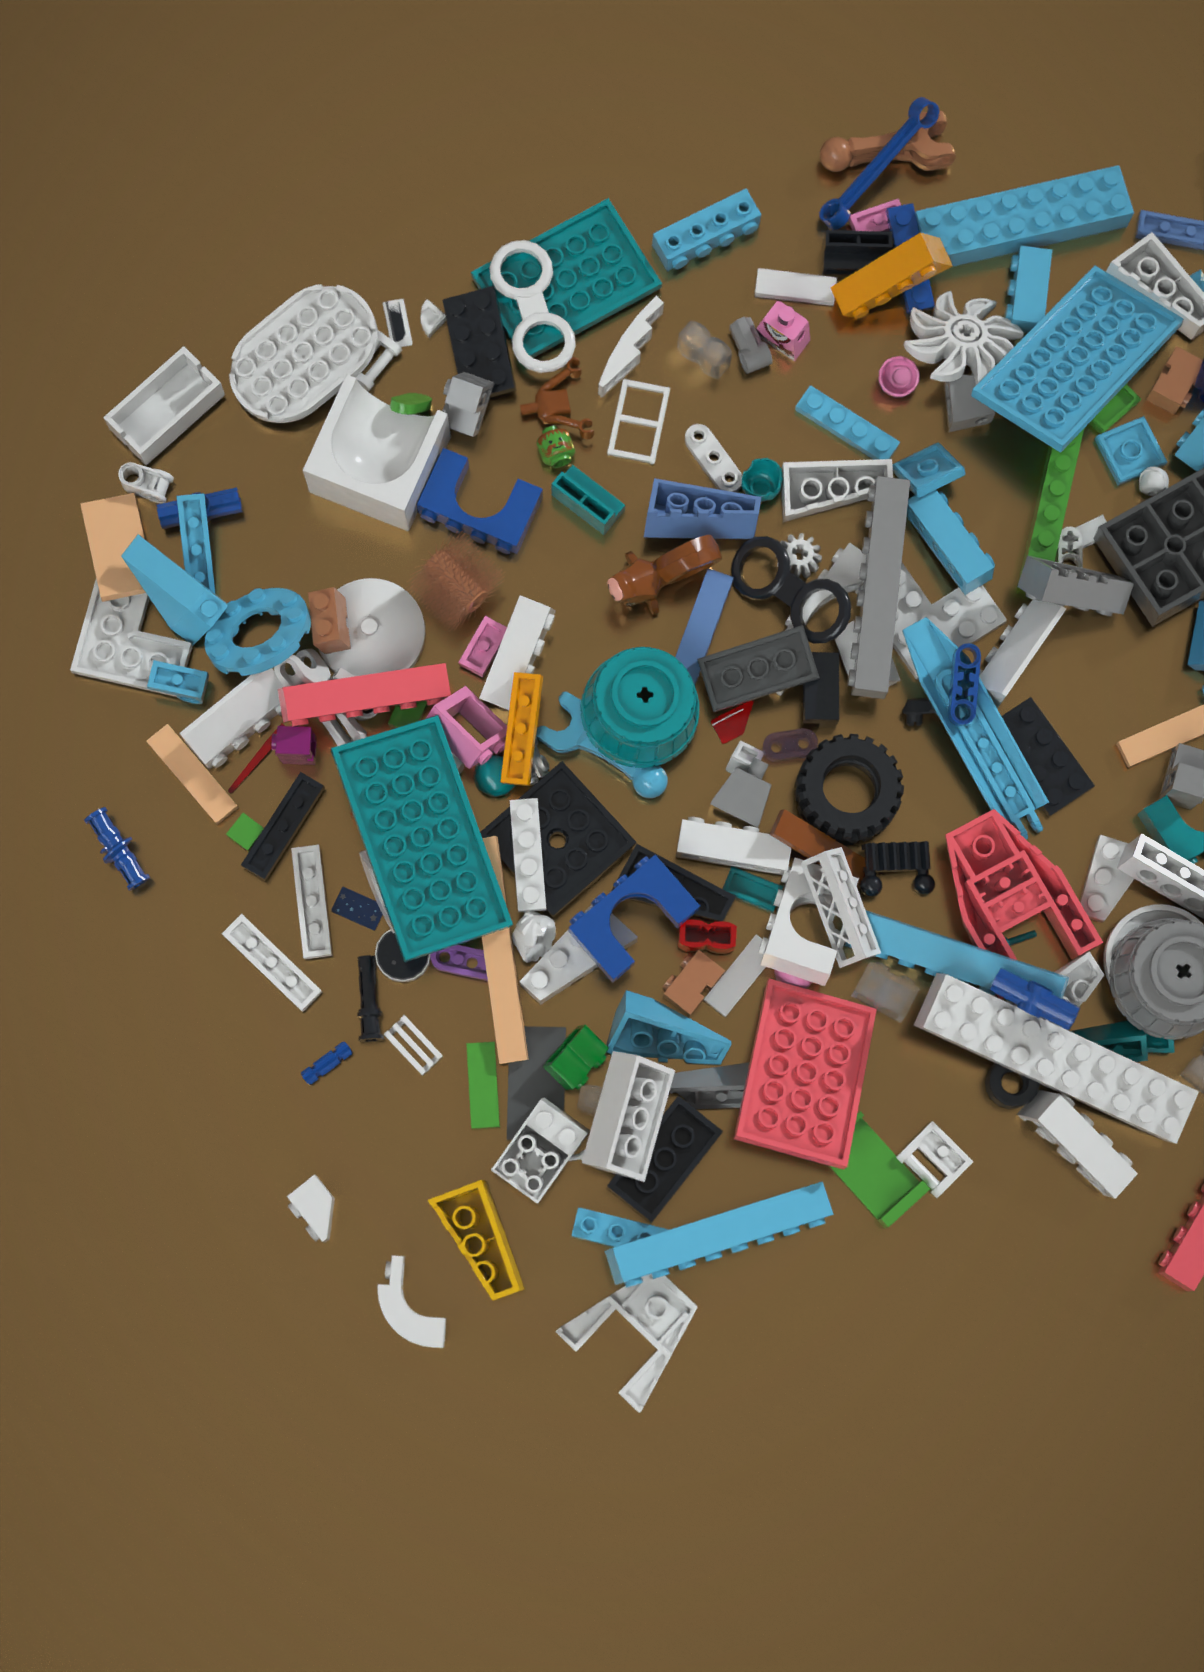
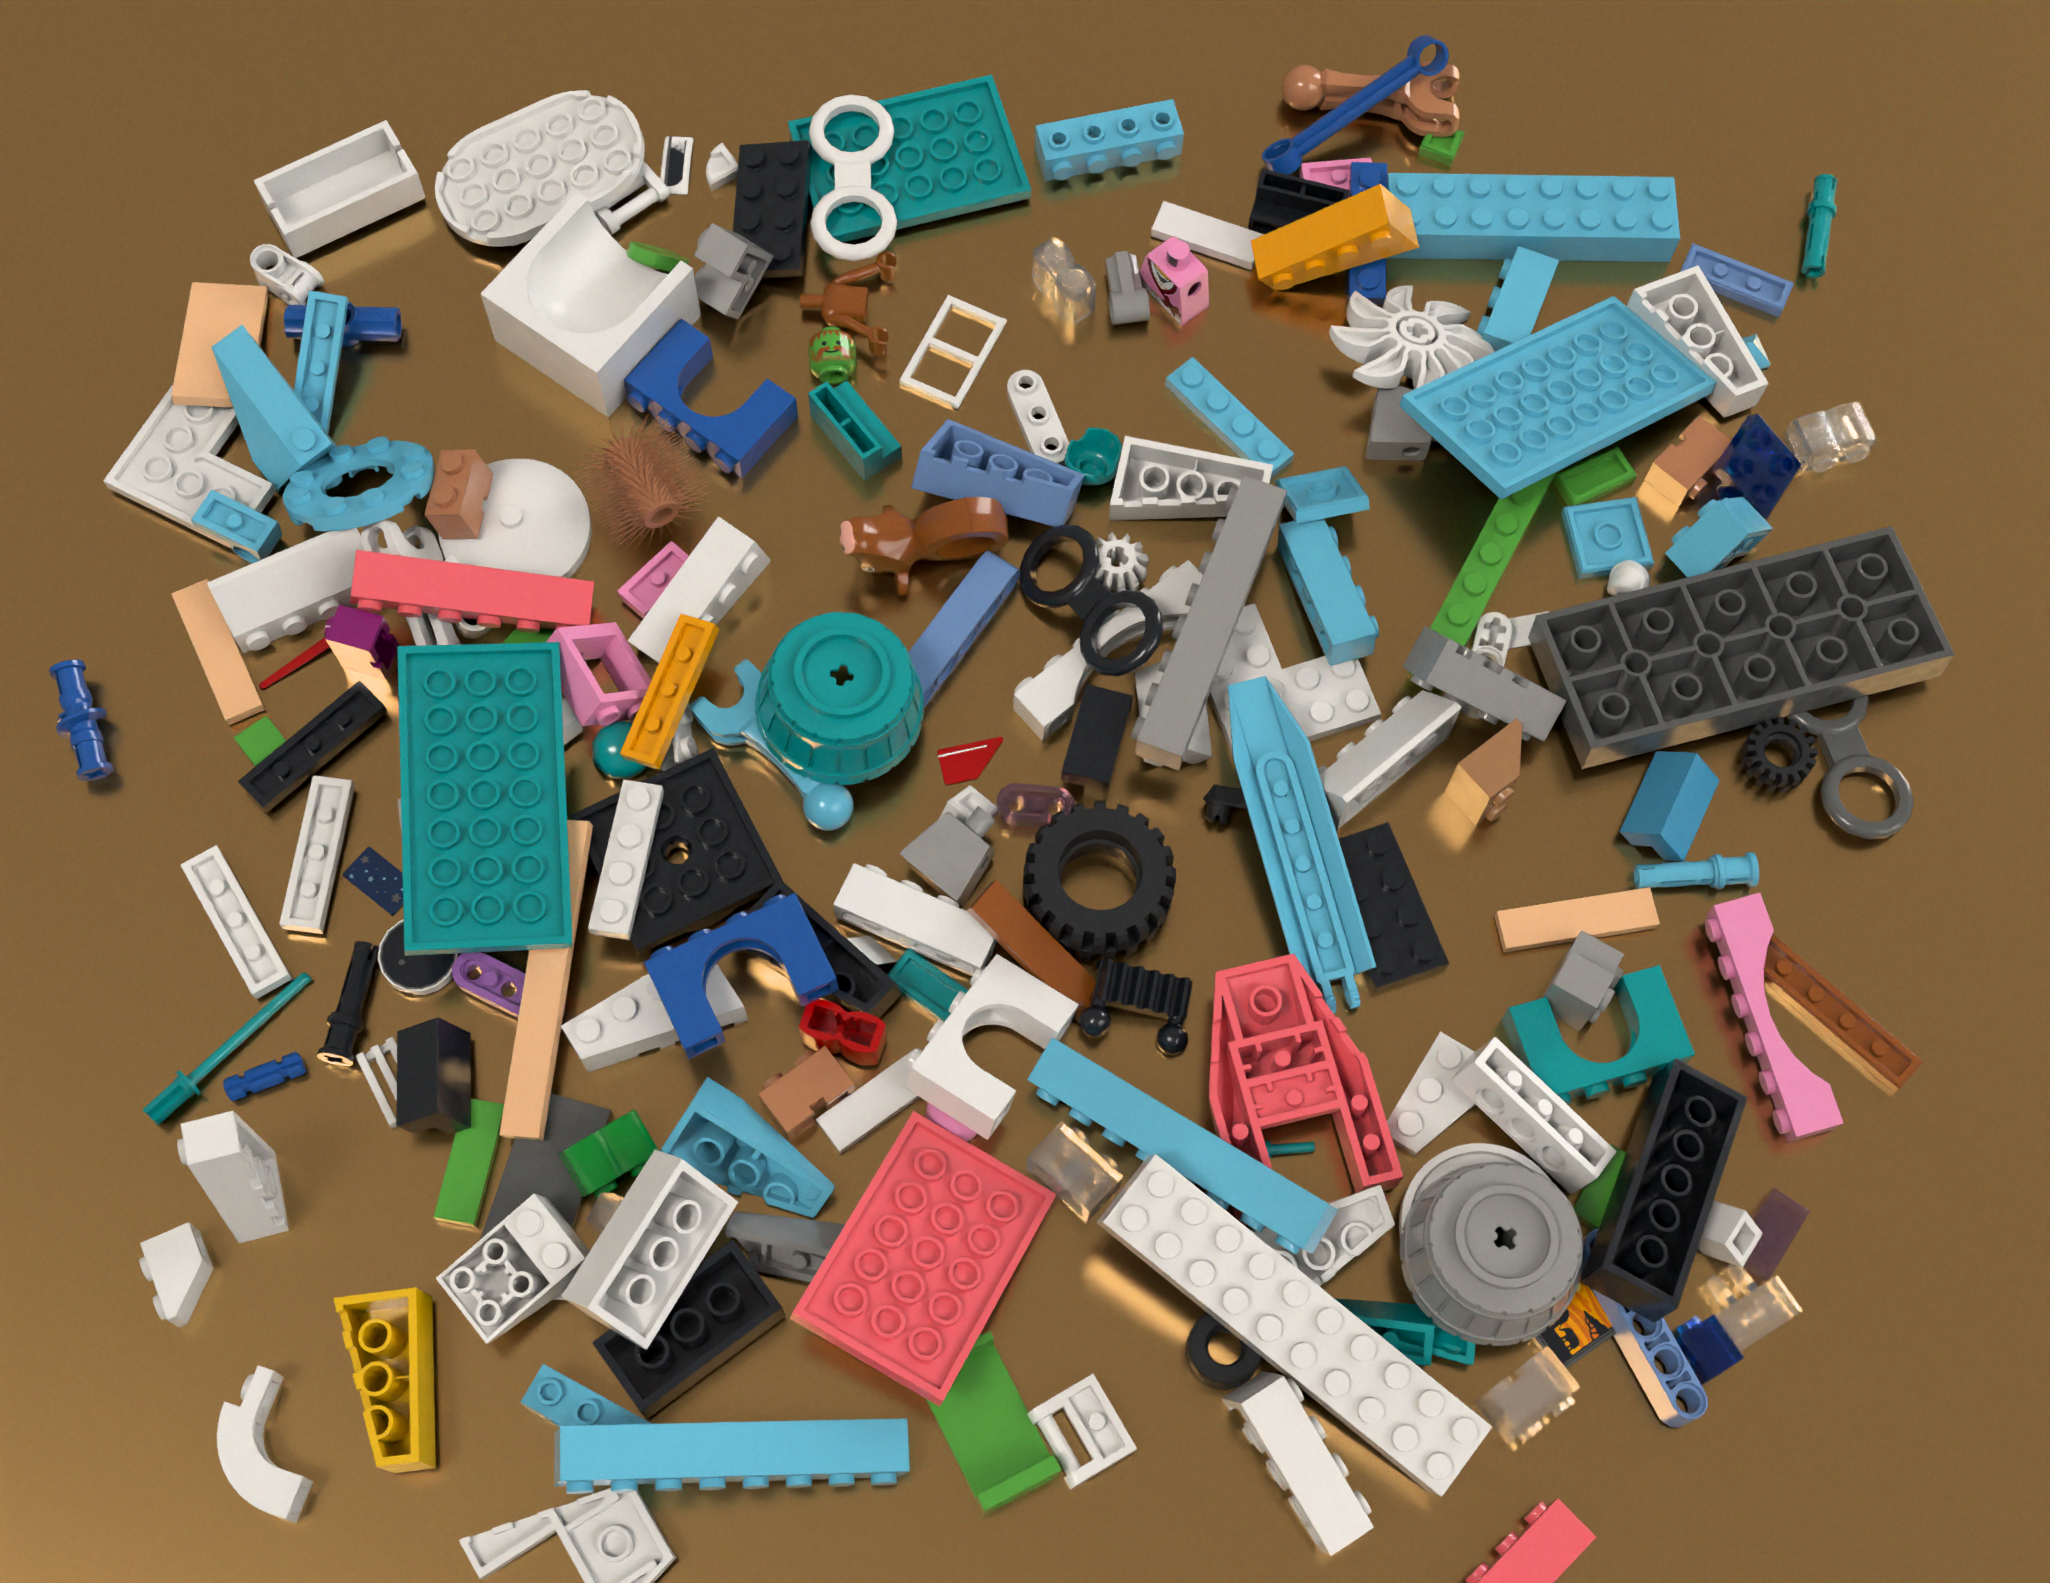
camera: 15 degrees right, 10 degrees down
(275, 1083) = (184, 1086): none -> teal piece
(341, 1138) = (236, 1174): none -> white wedge
(443, 1036) = (433, 1077): none -> black piece
(533, 935) = (602, 970): white hair -> none
(626, 353) = (958, 263): white slope -> none
(710, 875) = (873, 950): none -> white sticker
(758, 668) = (1016, 690): dark grey tile -> none
(845, 904) = (1045, 1029): white fence -> none
(898, 376) = (1312, 370): bright pink hair -> none
(946, 176) = (1441, 148): none -> bright green tile
(971, 678) = (1284, 764): blue beam -> none
(1035, 999) = (1276, 1222): blue piece -> none
(1094, 650) = (1487, 775): none -> medium nougat slope

